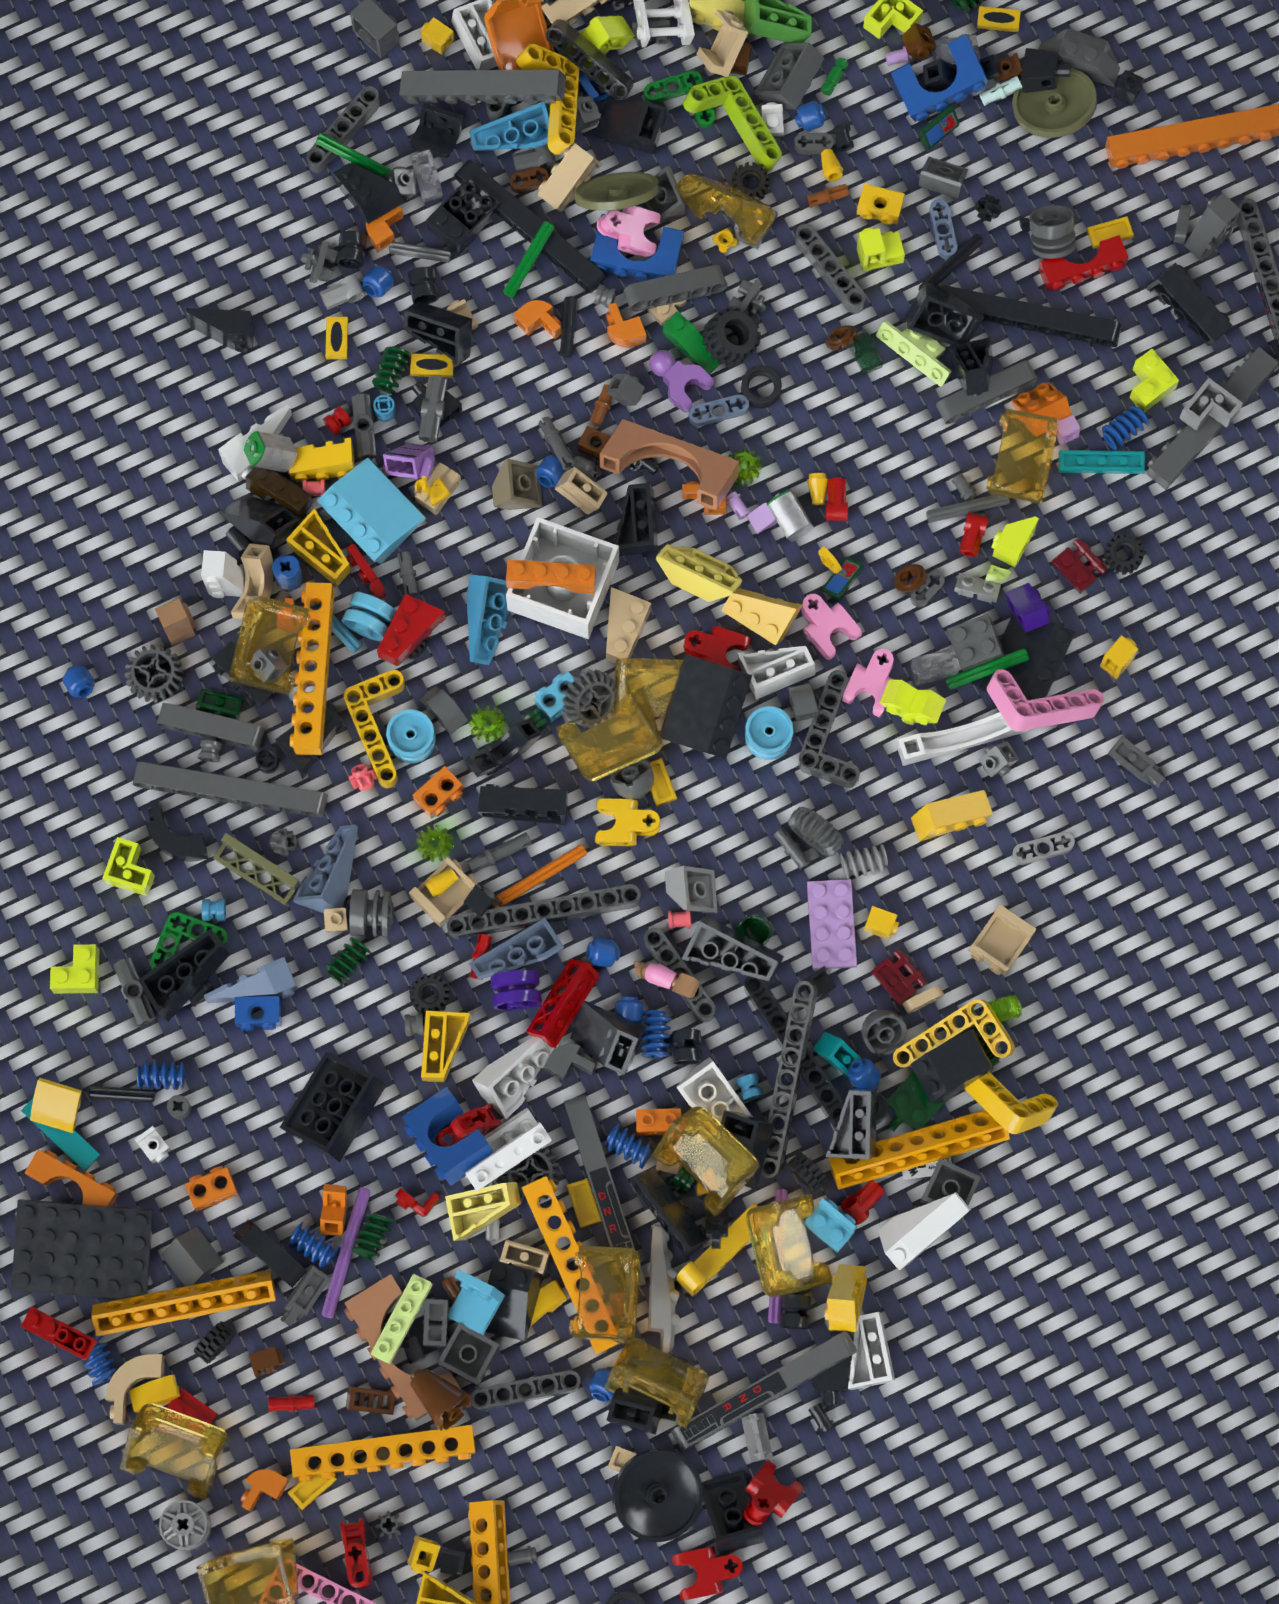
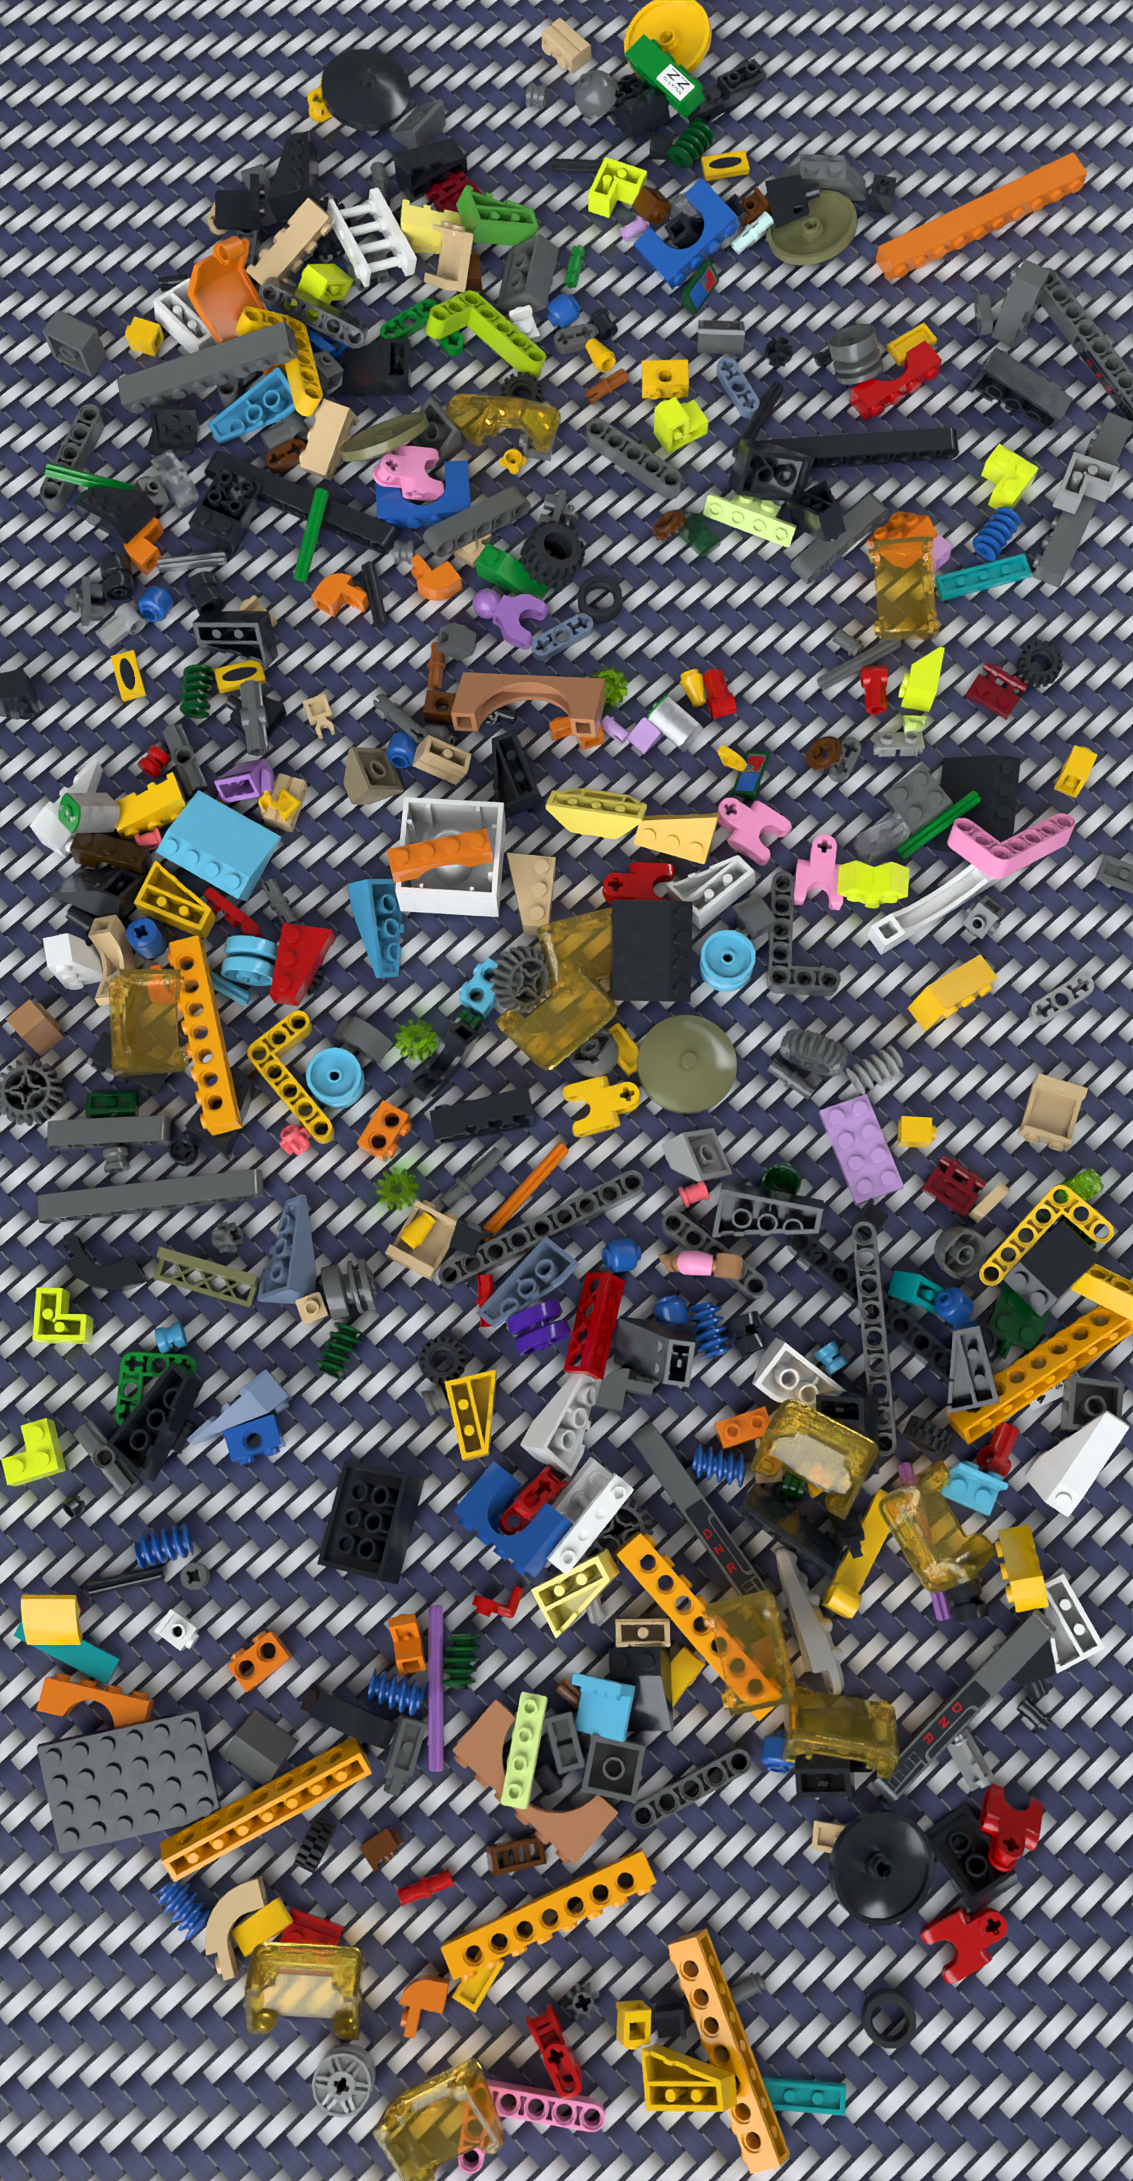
camera: 15 degrees left, 0 degrees up
(59, 1333) = (130, 1891): red slope -> none
(96, 1022) = (73, 1506): none -> black hinge
(268, 665) = (152, 1045): dark grey brick -> none
(386, 412) = (204, 739): dark azure wheel -> none
(440, 1398) = (597, 1833): reddish brown cone -> none
(489, 418) = (319, 713): none -> tan plate
(584, 1203) = (688, 1546): yellow tile -> none
(708, 810) = (686, 1064): none -> olive dish
(1028, 607) = (960, 747): dark purple brick -> none

